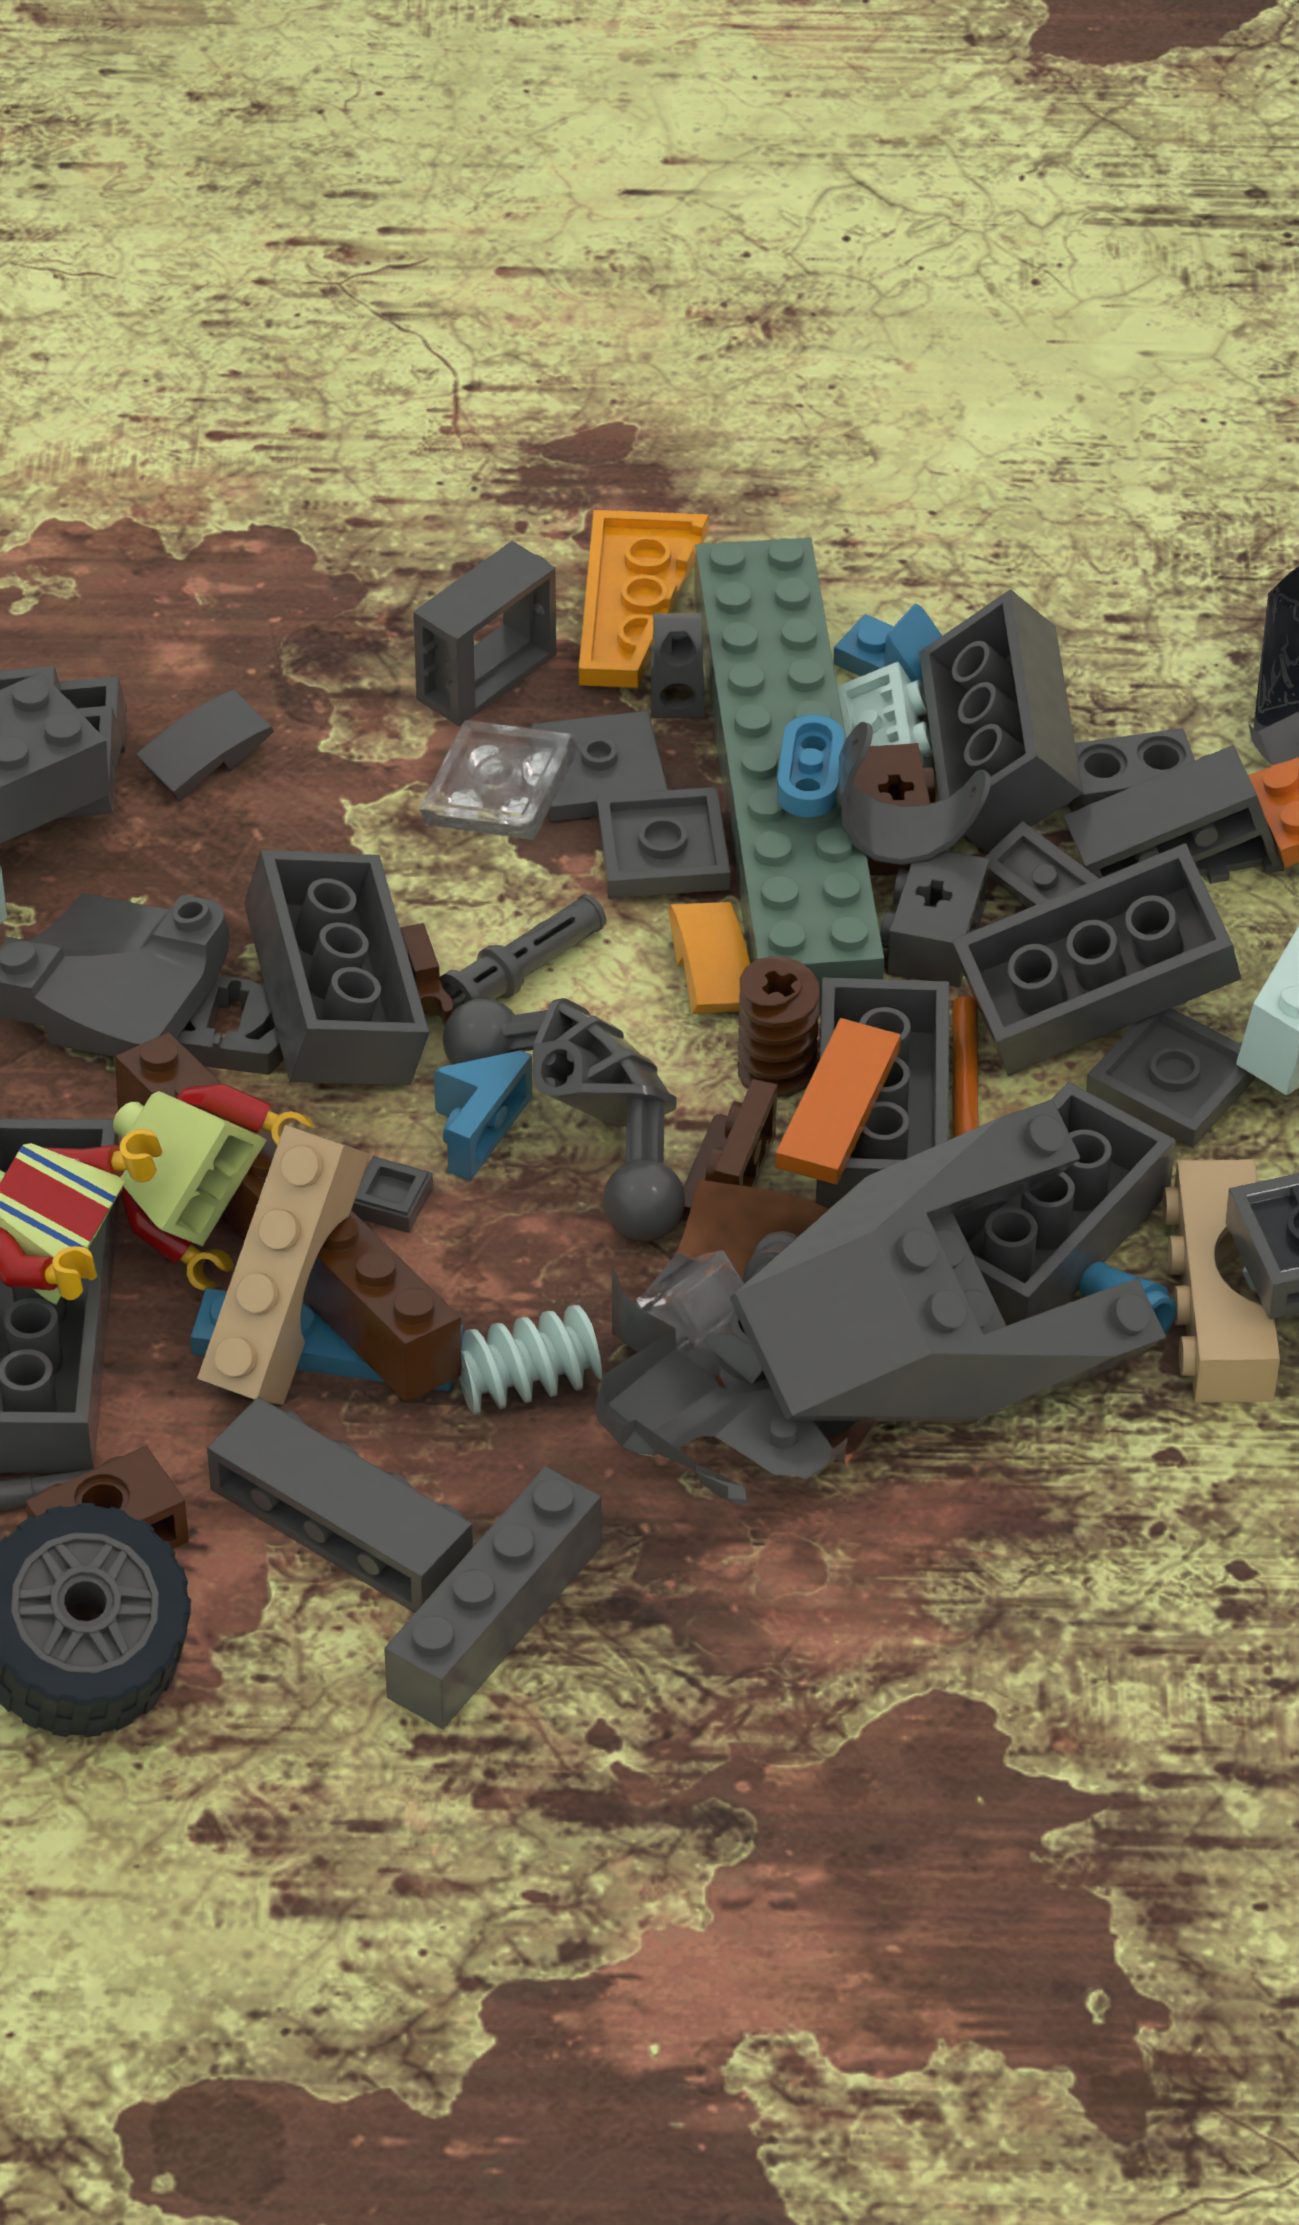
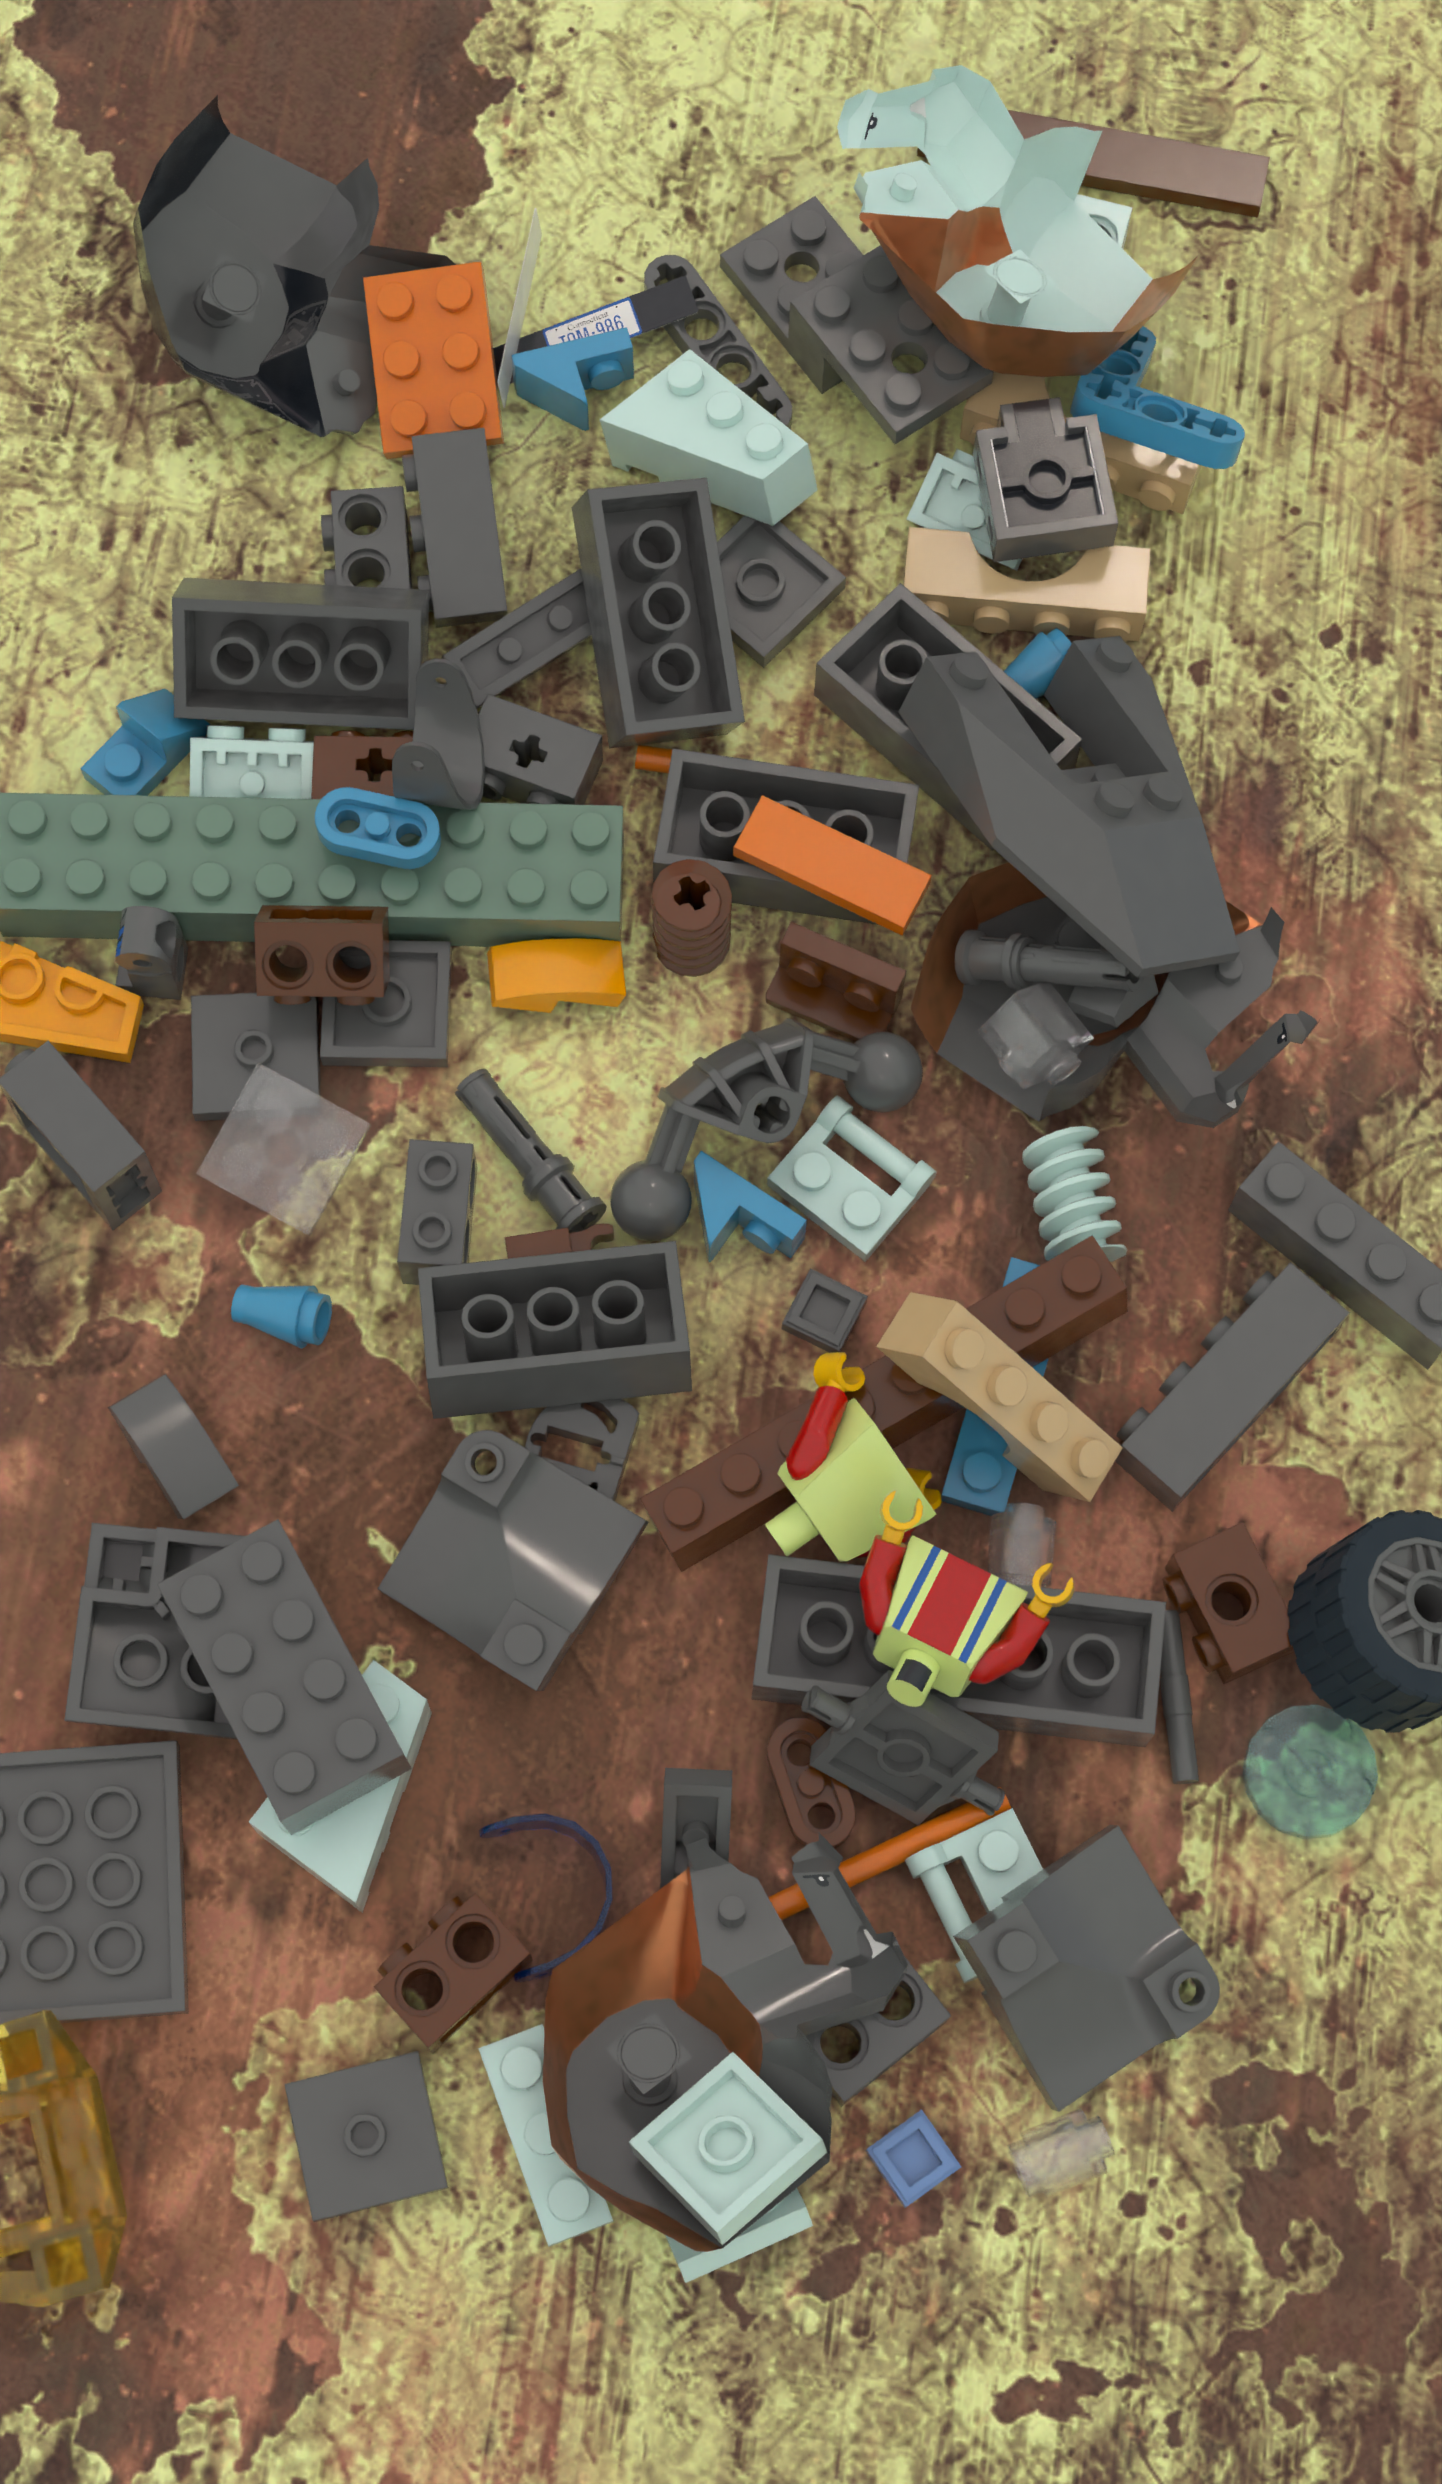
camera: 85 degrees left, 25 degrees up
(148, 1348) = (1021, 1543): none -> clear brick
(341, 808) = (286, 1312): none -> dark azure cone
(452, 887) = (436, 1206): none -> dark grey brick
(520, 1190) = (837, 1193): none -> light aqua plate
(686, 758) = (320, 935): none -> reddish brown brick

